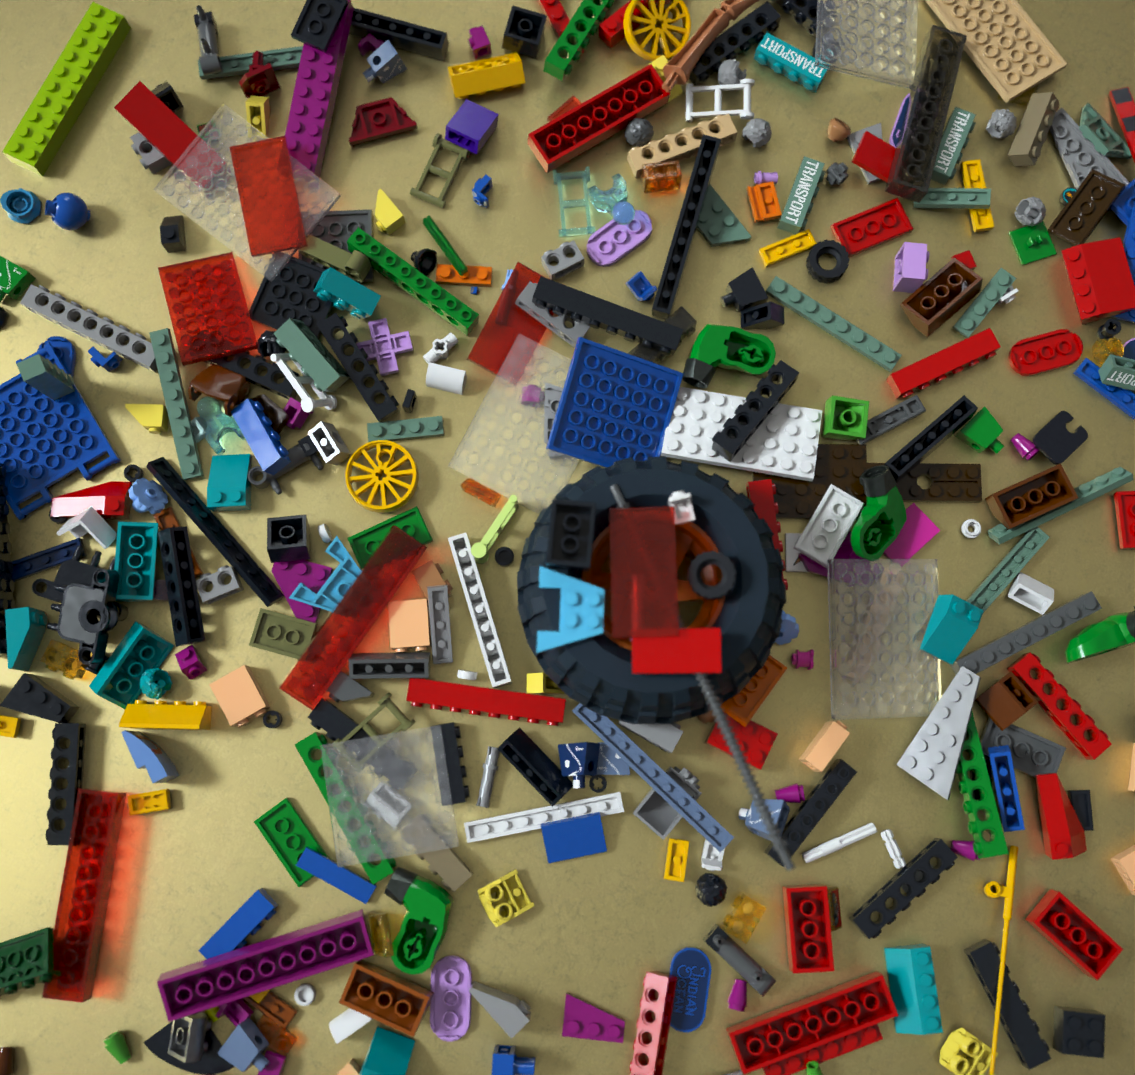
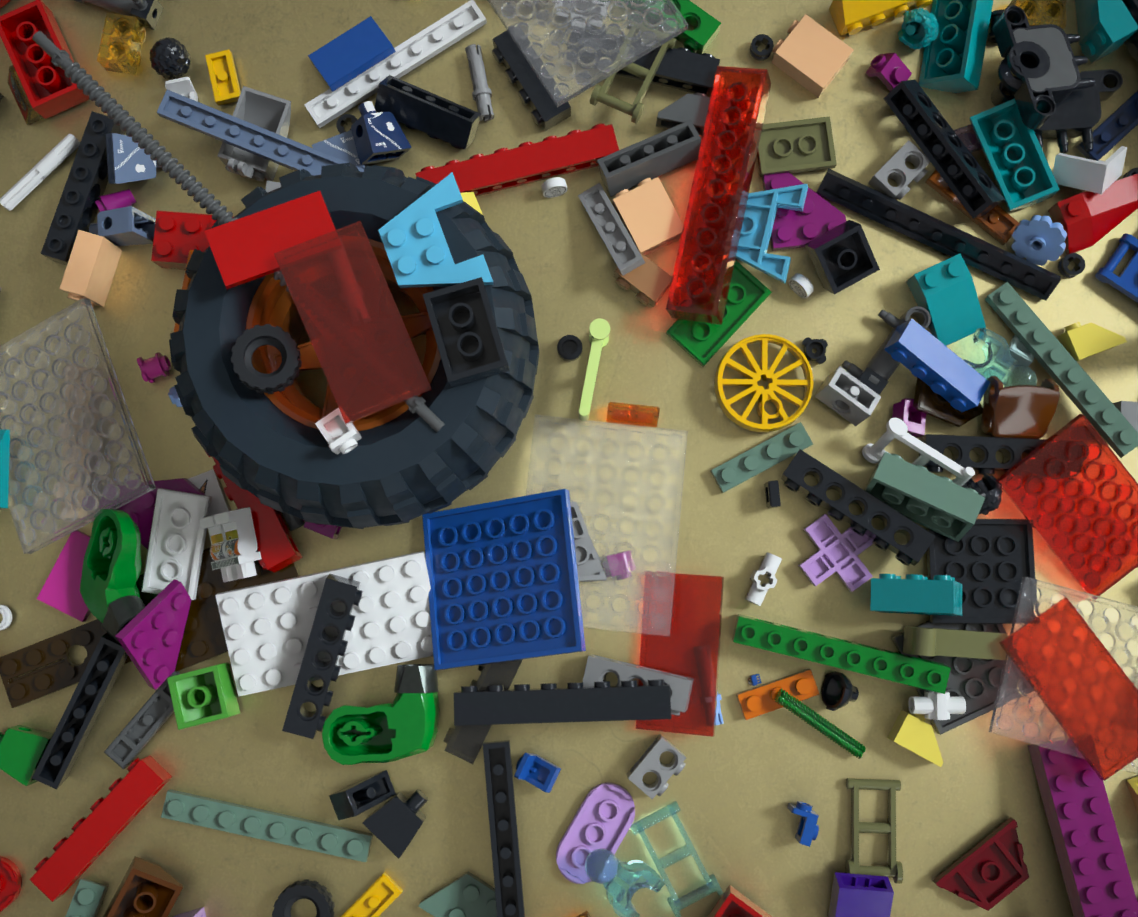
camera: 160 degrees right, 5 degrees up
(330, 488) = (819, 345): none -> black plate
(365, 223) = (937, 705): none -> white axle
(446, 378) = (739, 542): white brick -> none
(480, 611) = (569, 264): white brick -> none
(788, 507) = (232, 543): none -> white hips
(790, 769) = (125, 226): none -> sand blue torso
(862, 464) = (156, 634): none -> magenta plate

